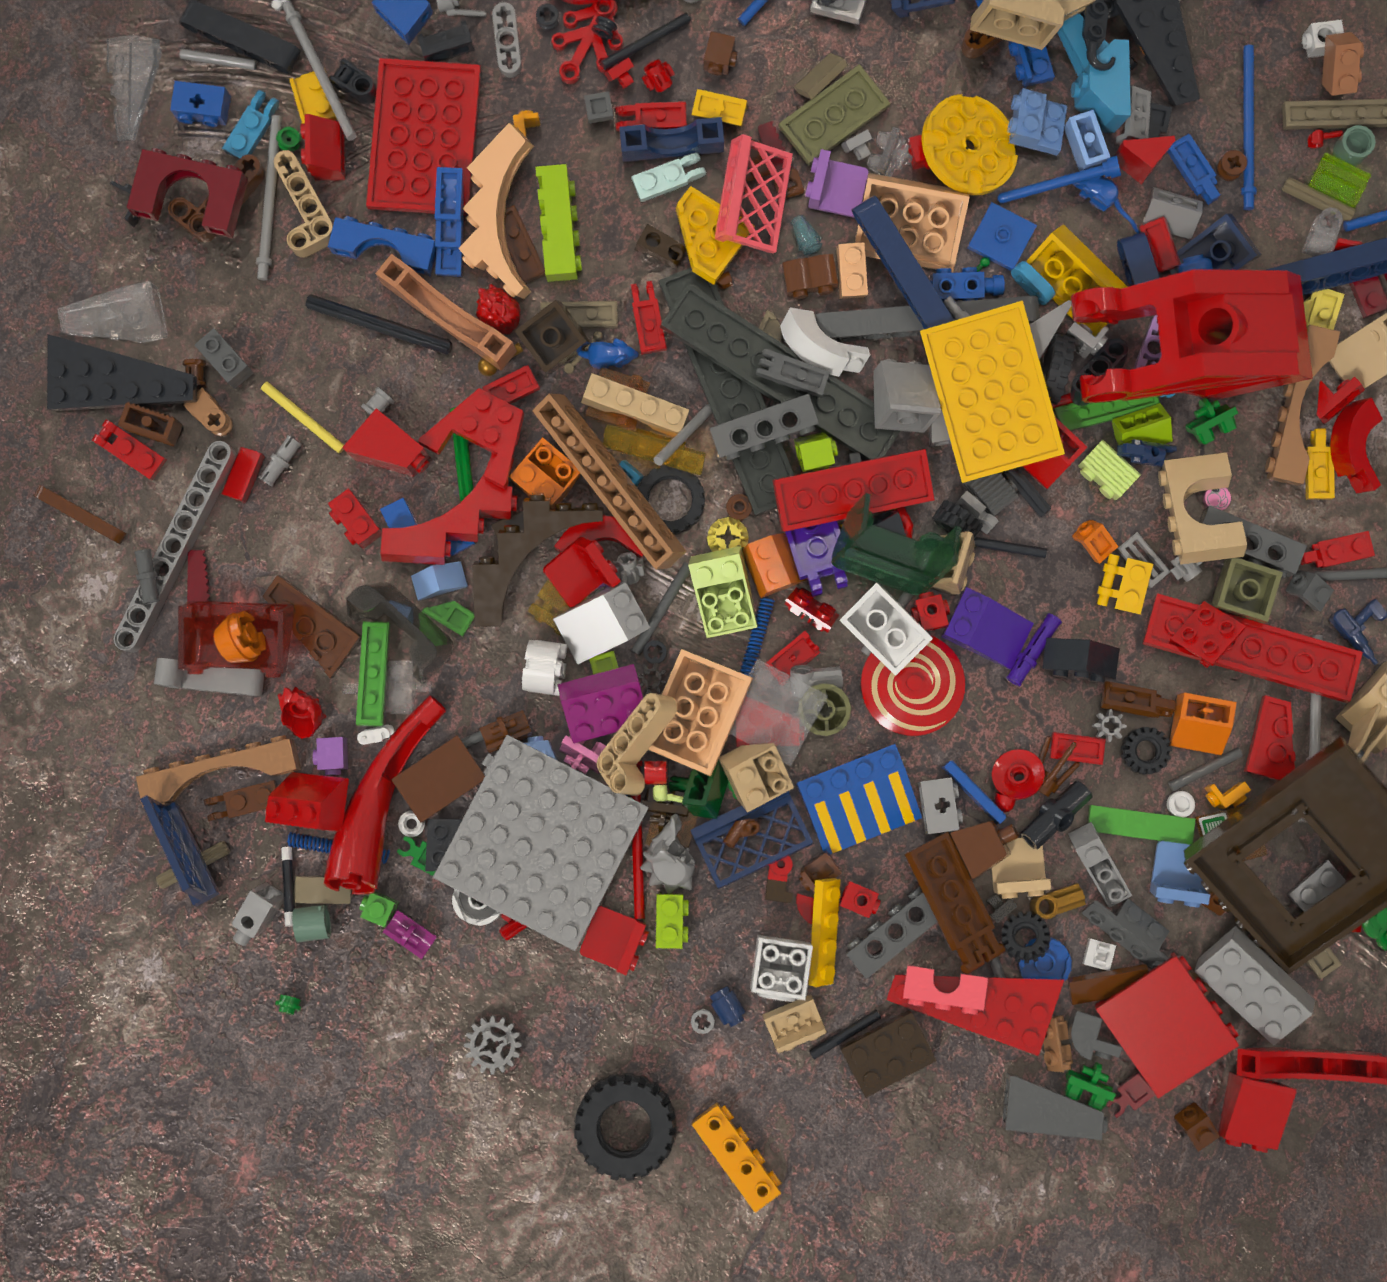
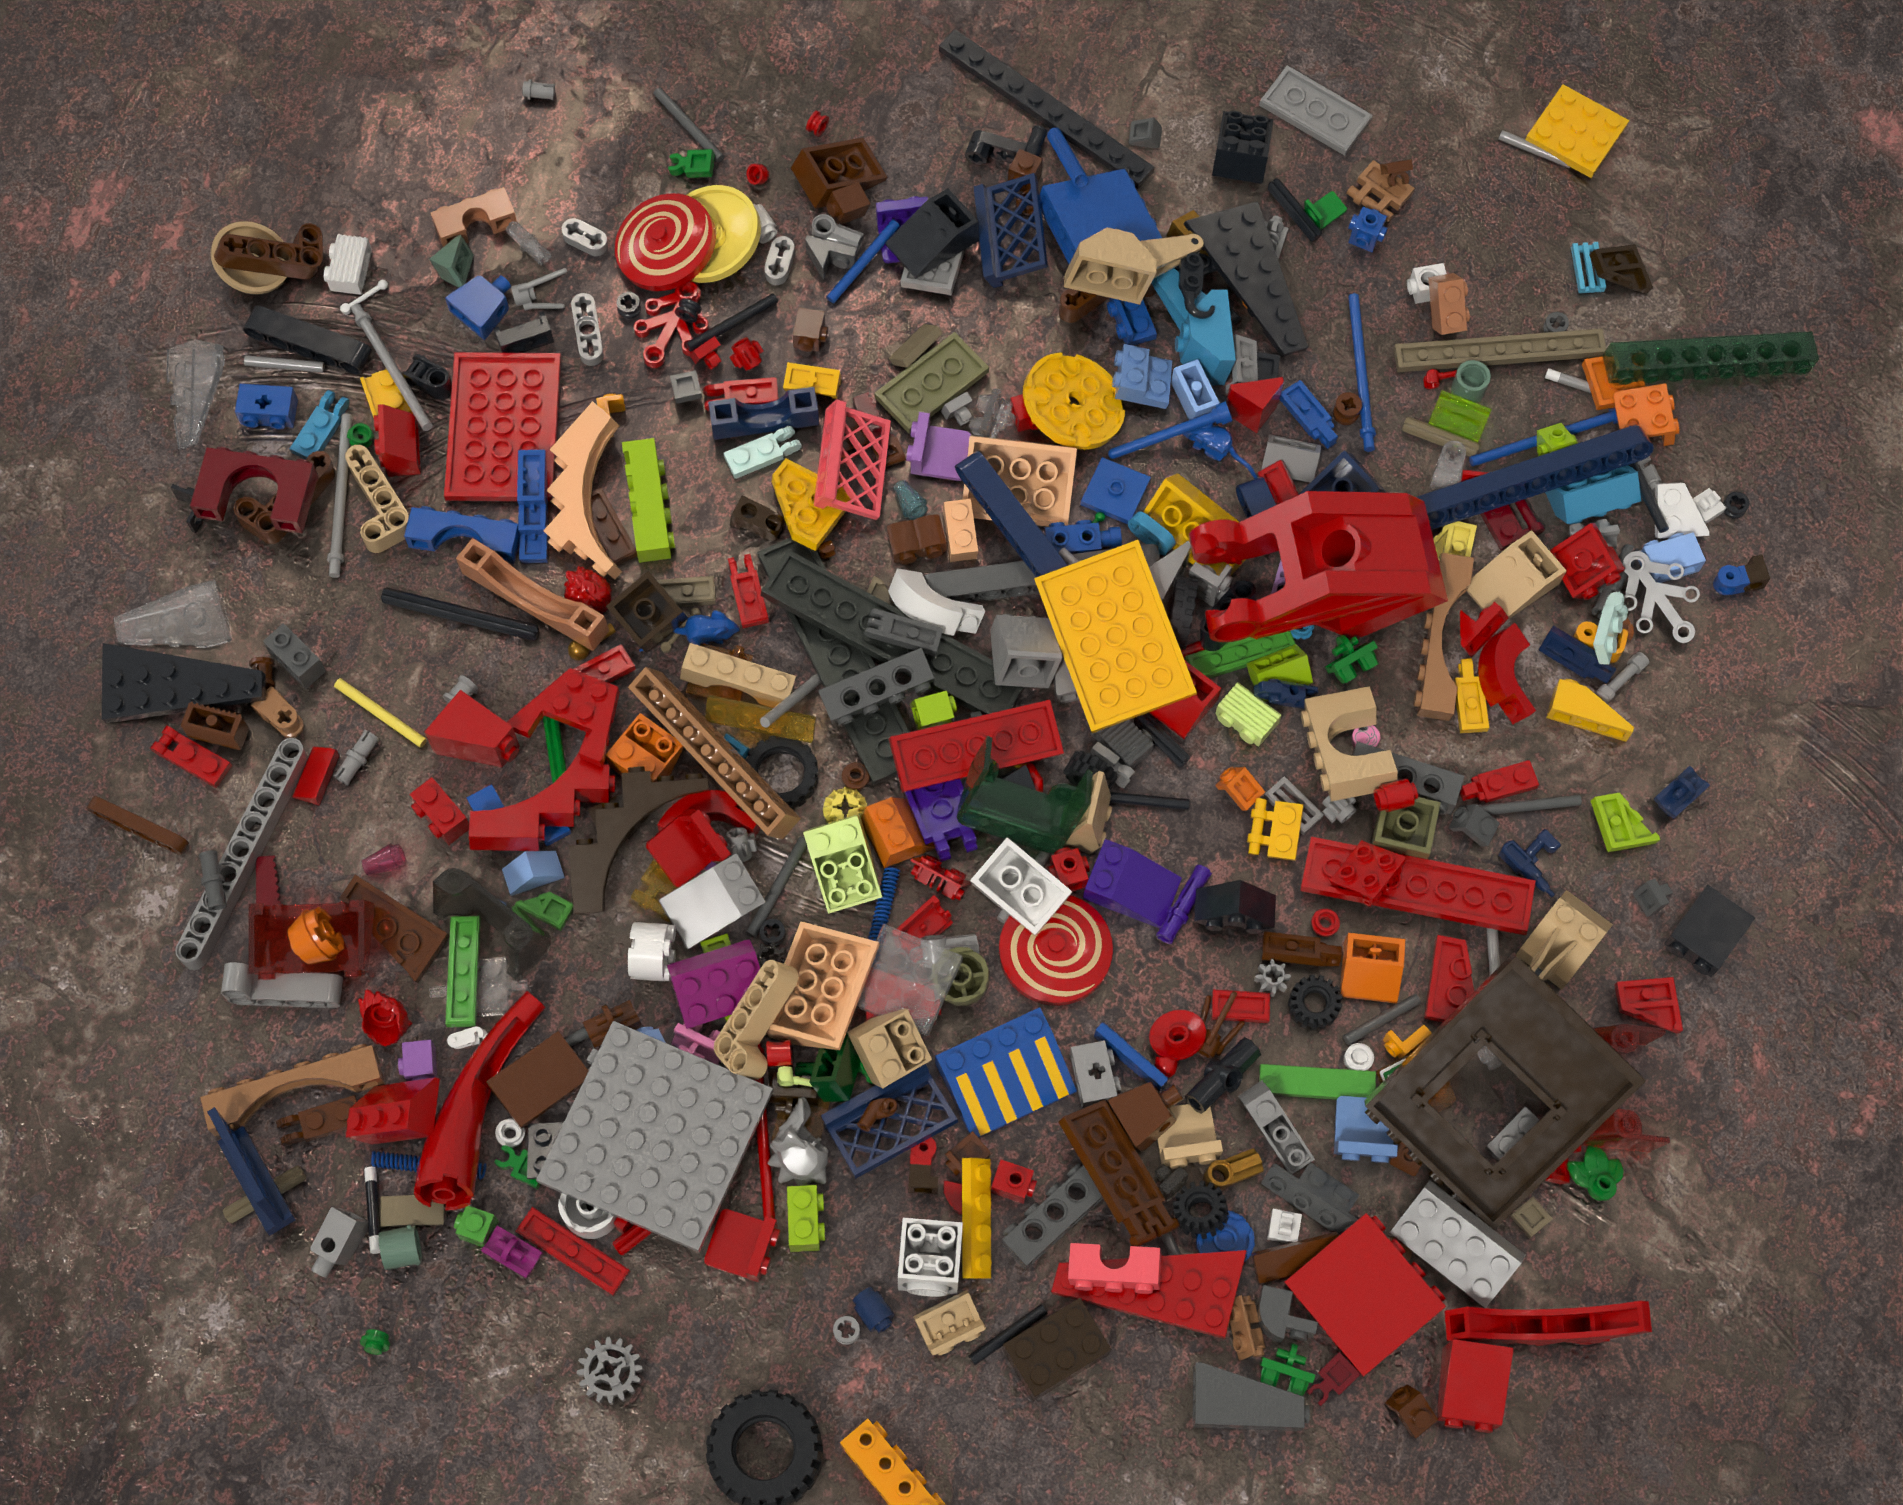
camera: 10 degrees left, 15 degrees down
(305, 561) = (384, 860): none -> clear pink cone
(464, 935) = (573, 1251): none -> red tile
(1170, 675) = (1329, 915): none -> red plate
(1242, 565) = (1395, 795): none -> red brick

